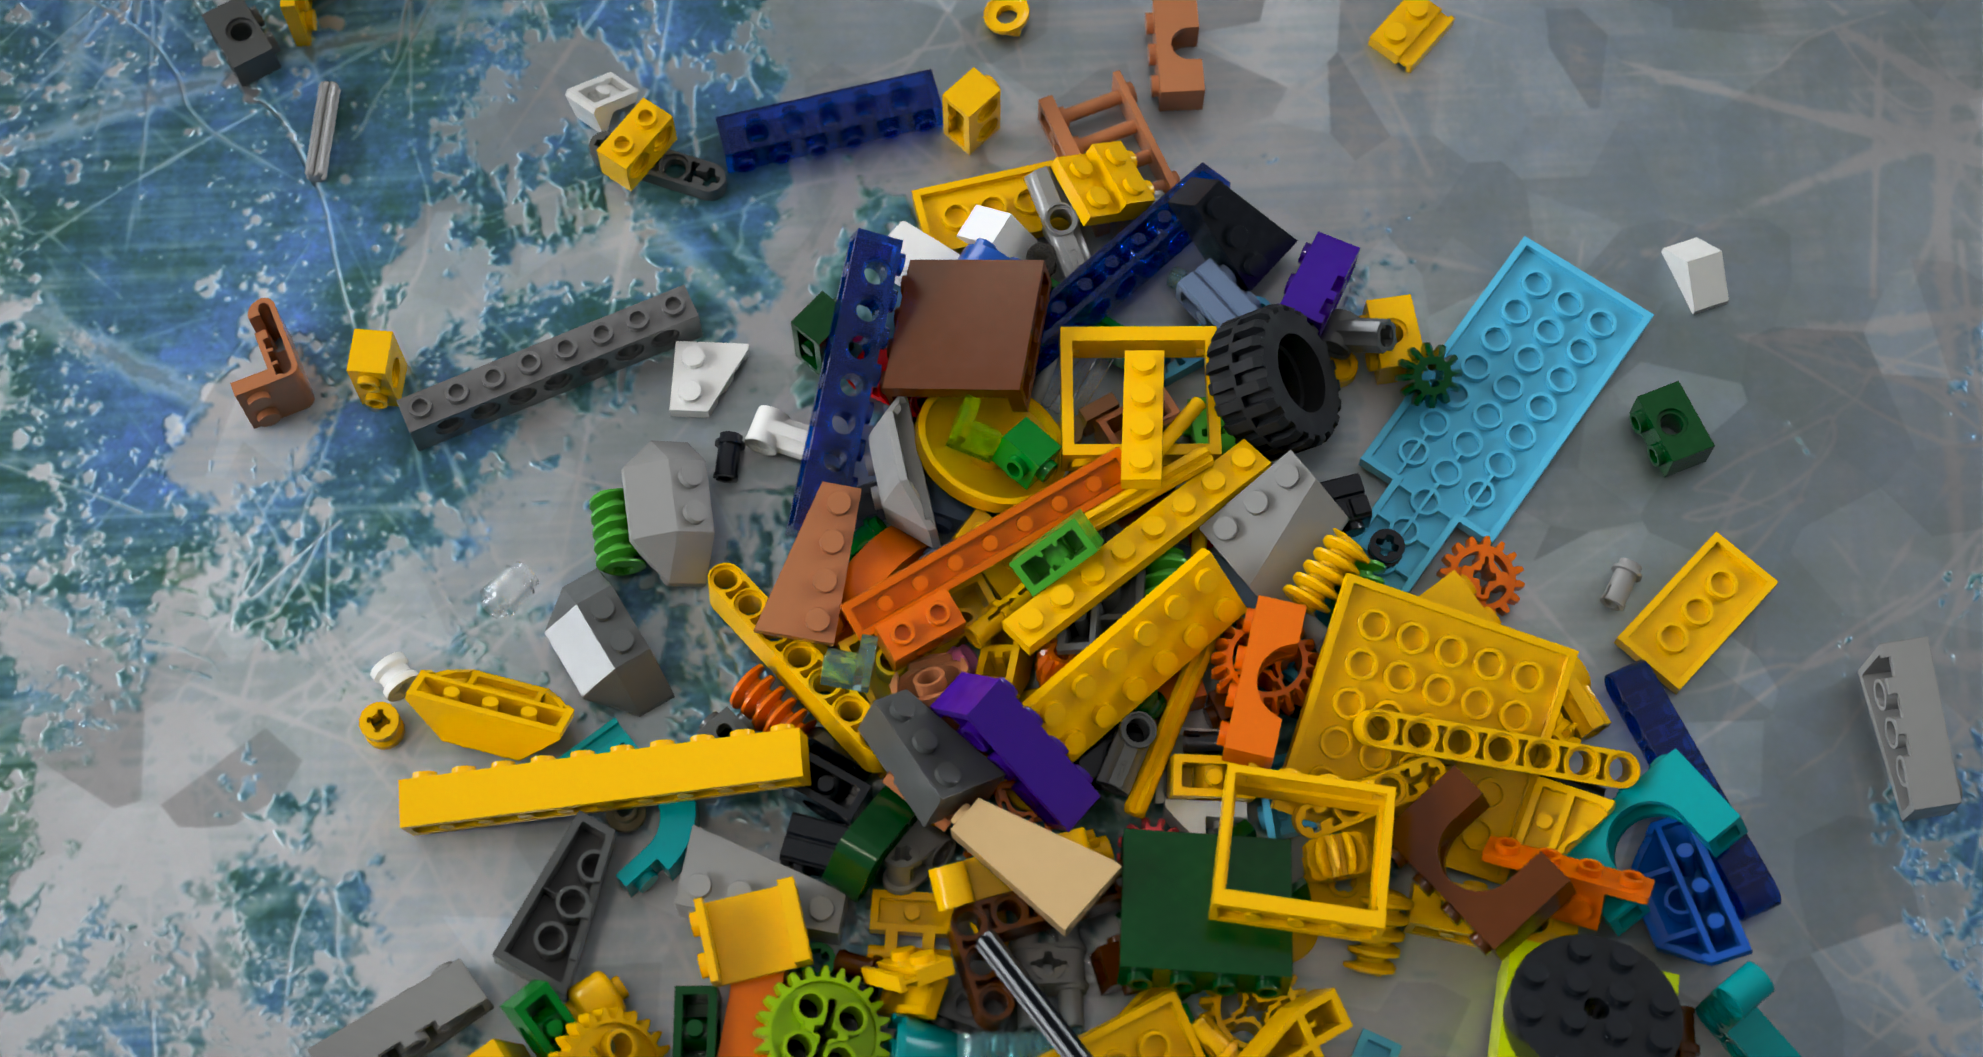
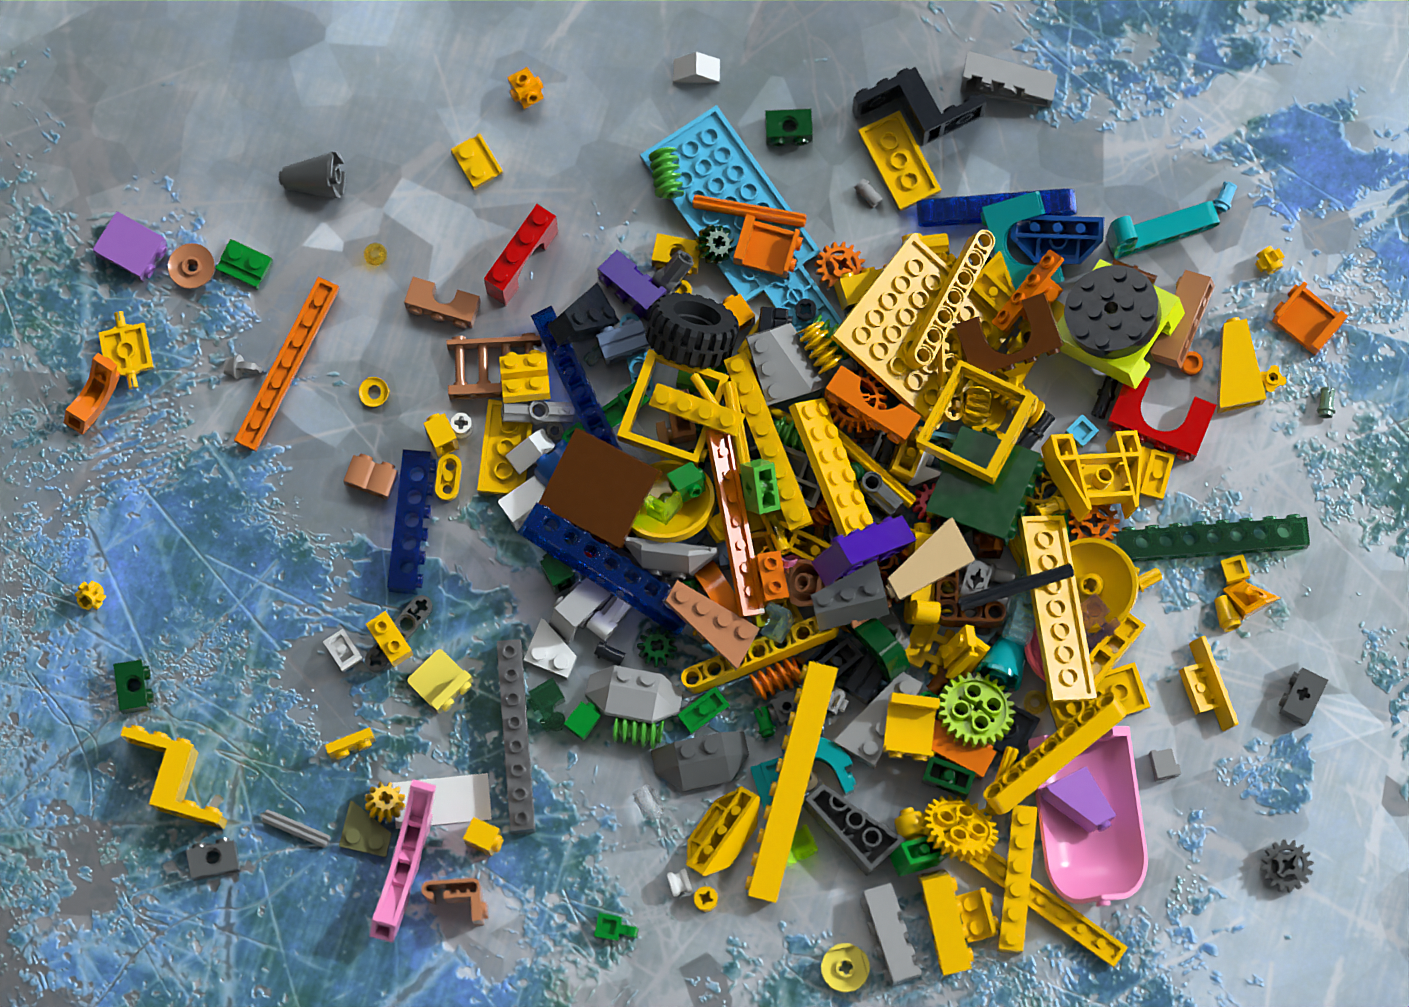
camera: 70 degrees left, 10 degrees up
(294, 602) = (611, 927): none -> green plate
(343, 221) = (364, 833): none -> olive wing
(352, 989) = (853, 956): none -> light yellow plate
(355, 273) = (405, 861): none -> bright pink arch
(394, 213) = (379, 808): none -> yellow gear
(426, 309) = (455, 799): none -> white piece
(460, 145) = (360, 740): none -> yellow plate
(515, 844) = (803, 844): none -> clear neon green panel
(602, 241) = (440, 681): none -> light yellow bracket
(605, 449) = (583, 720): none -> green brick
(621, 389) = (545, 699): none -> clear green brick
(684, 620) = (703, 710): none -> green plate
(688, 723) = (764, 722): none -> green pin
(759, 505) = (656, 639): none -> dark green gear
(766, 811) = (837, 701): none -> light grey gear
(790, 384) = (580, 604): none -> light grey wedge
(877, 46) = (370, 476): none -> nougat brick
(916, 148) = (448, 478): none -> yellow plate
(1001, 139) = (467, 429): none -> white bush
(1332, 114) = (536, 230): none -> red arch
(1339, 454) = (741, 310): none -> light orange brick
(1344, 981) = (1036, 431): none -> black pin
(1460, 455) = (767, 248): none -> orange panel
(1507, 269) = (664, 173): none -> bright green piece
(1508, 414) = (742, 209): none -> orange axle
(1550, 49) = (525, 88): none -> light orange brick
(1818, 576) = (918, 105): none -> black bracket

